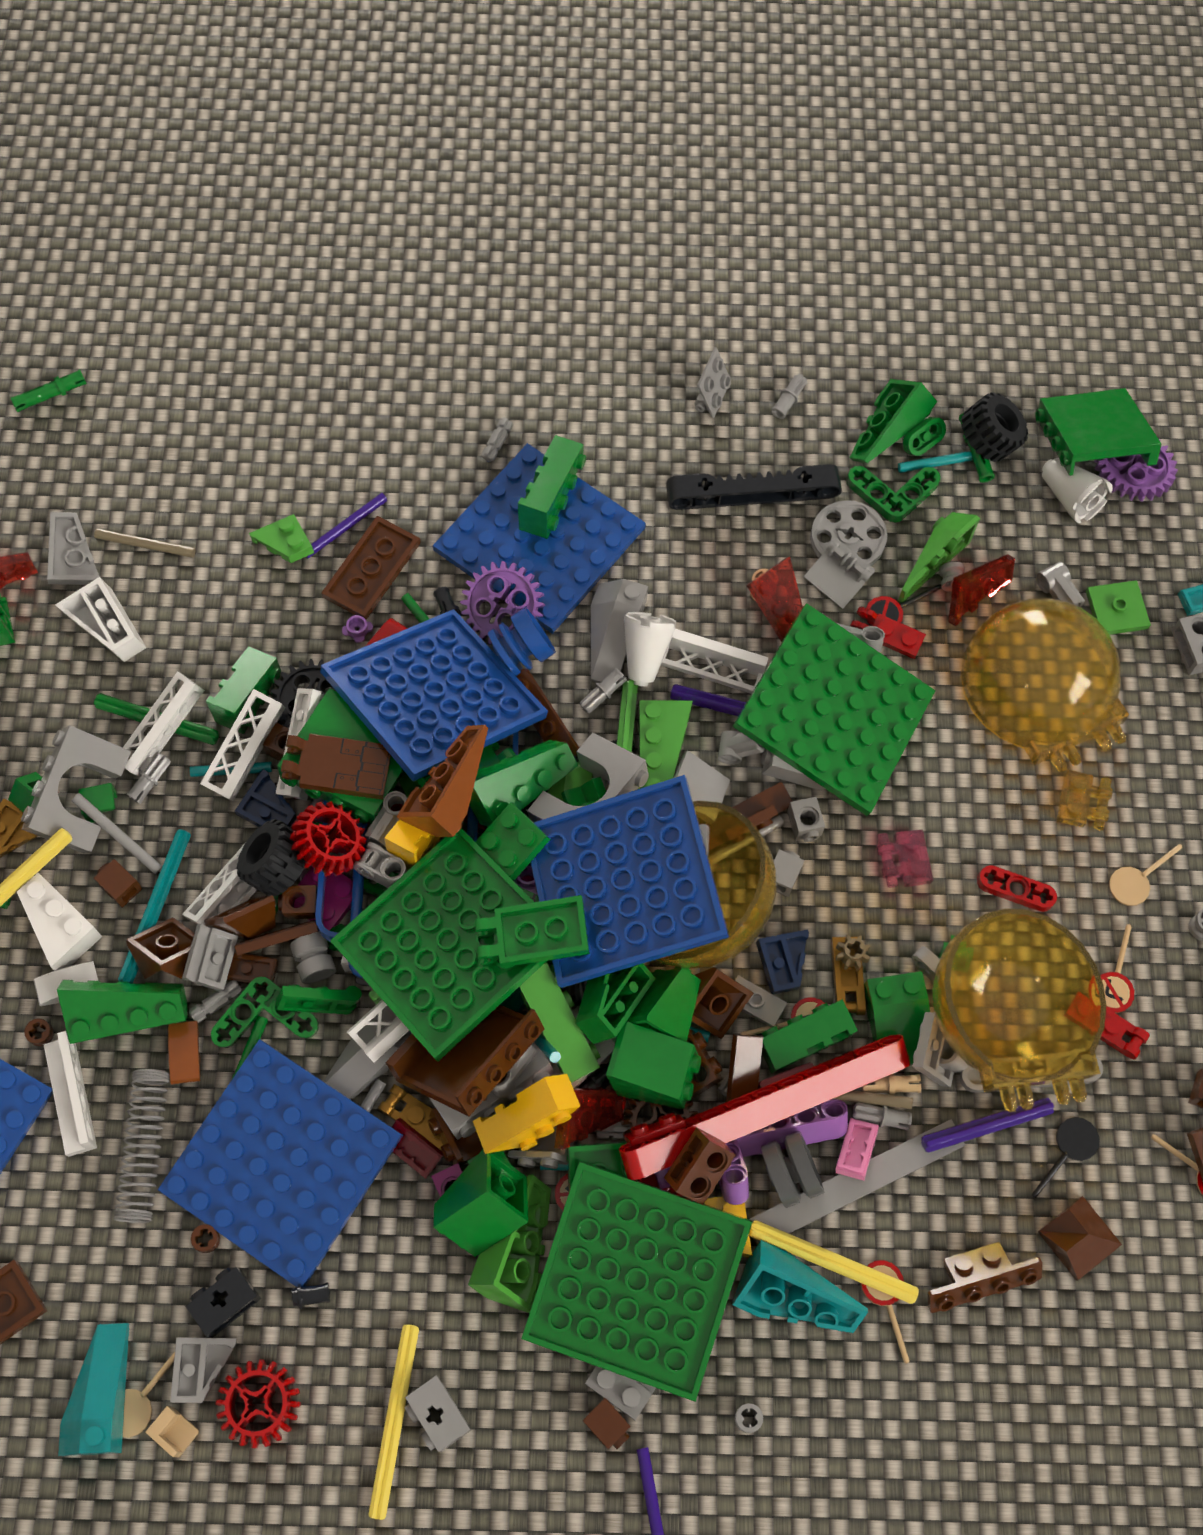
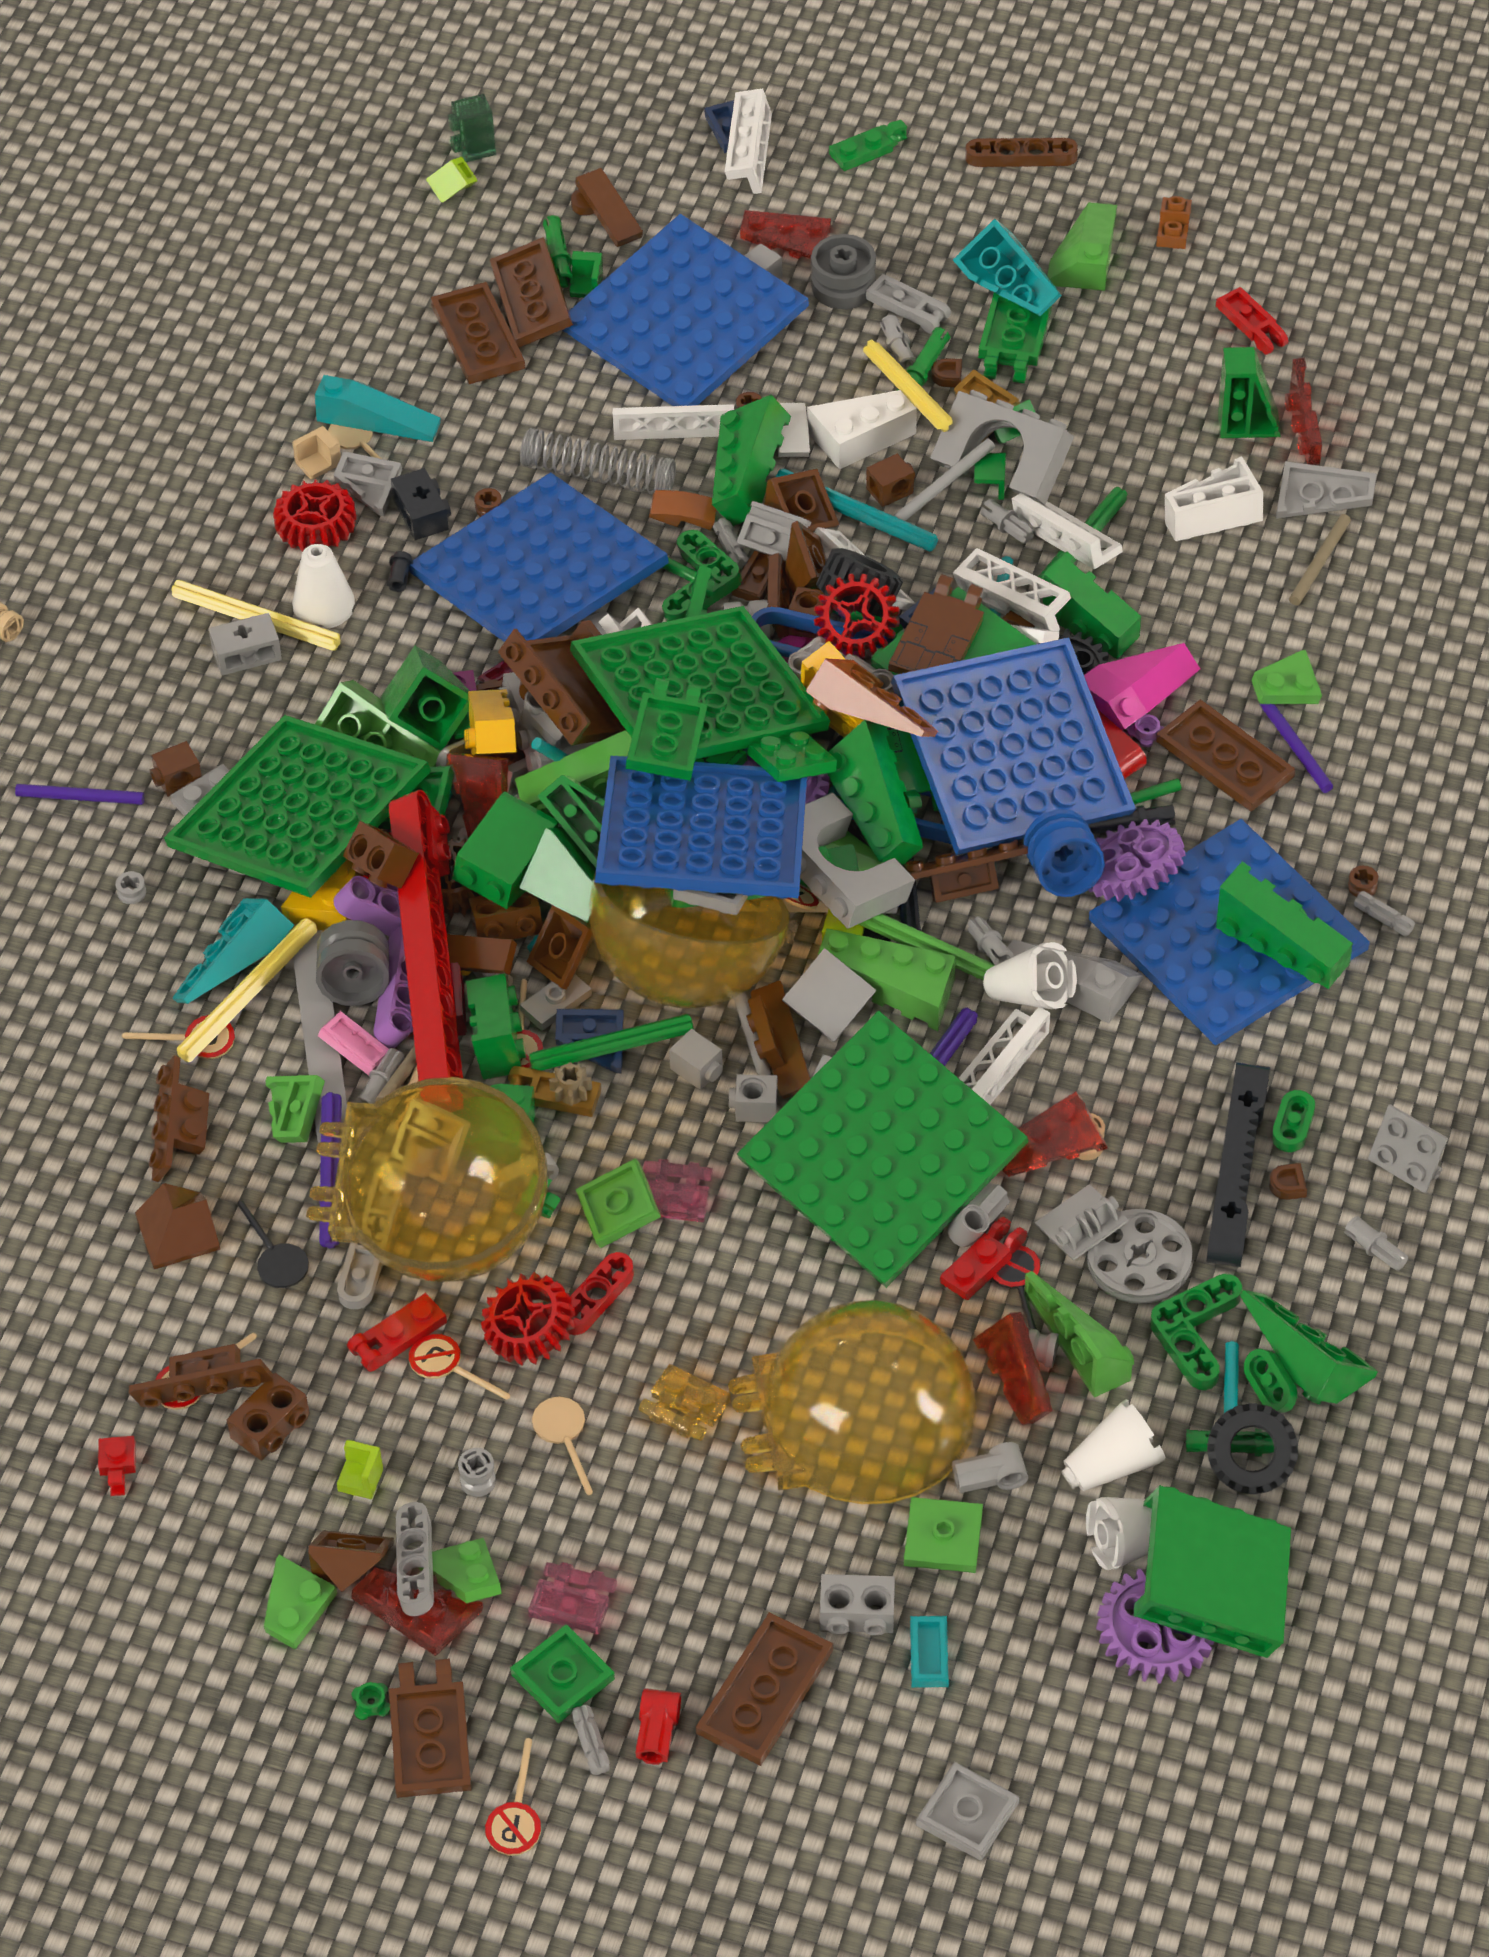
camera: 110 degrees right, 15 degrees down
(319, 634) = (1136, 684): none -> dark pink wedge
(373, 1361) = (321, 589): none -> white cone
(463, 460) = (1366, 873): none -> reddish brown bush
(703, 461) = (1292, 1123): none -> green plate
(752, 459) = (1288, 1182): none -> reddish brown tile
(803, 950) = (611, 1042): none -> green axle
(935, 1179) = (293, 1105): none -> bright green wing
(936, 892) = (618, 1203): none -> bright green plate
(1022, 513) = (1113, 1450): none -> white cone
(1058, 904) = (543, 1328): none -> red gear

